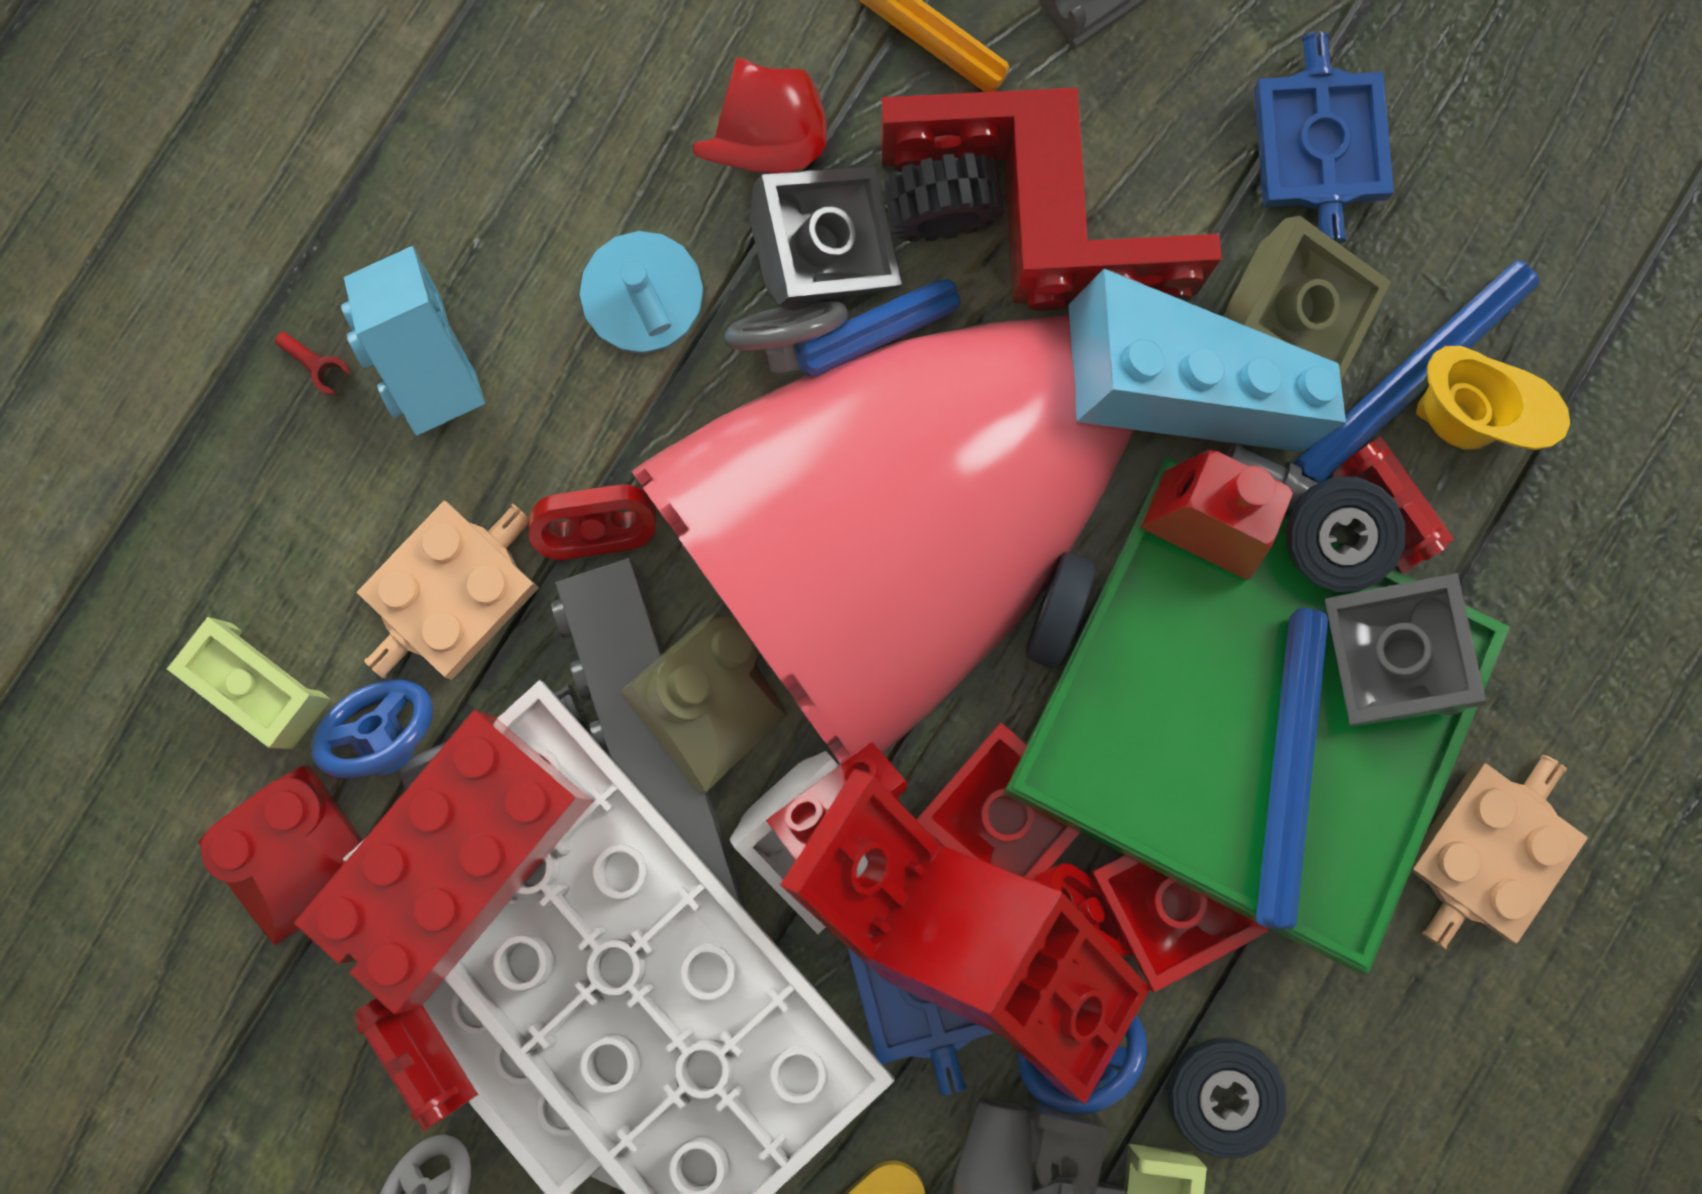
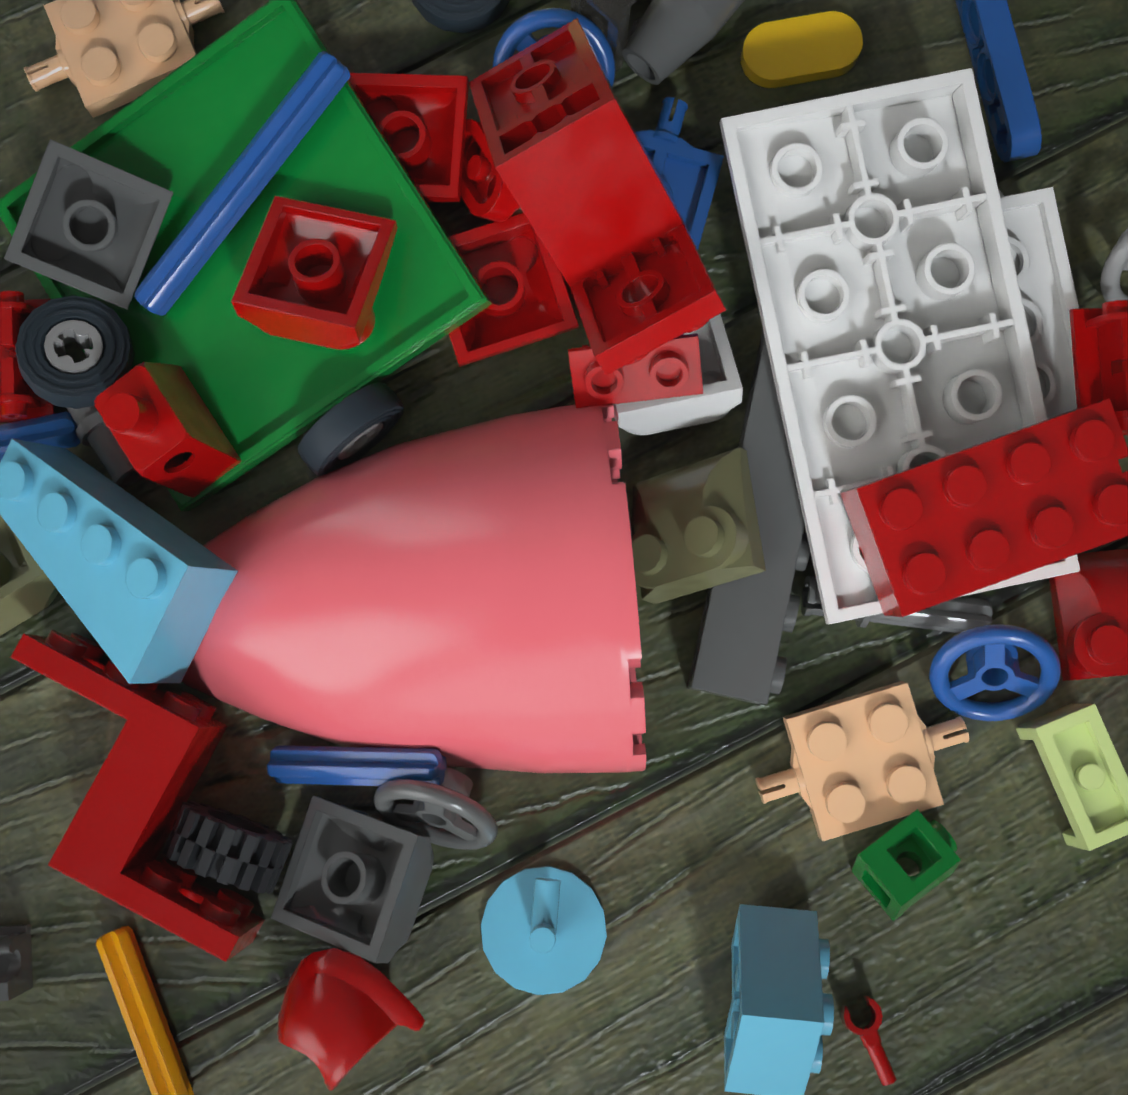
camera: 150 degrees left, 0 degrees up
(354, 550) = (913, 838): none -> green brick
(593, 522) = (705, 744): red plate -> none
(1174, 722) = (315, 273): none -> red slope

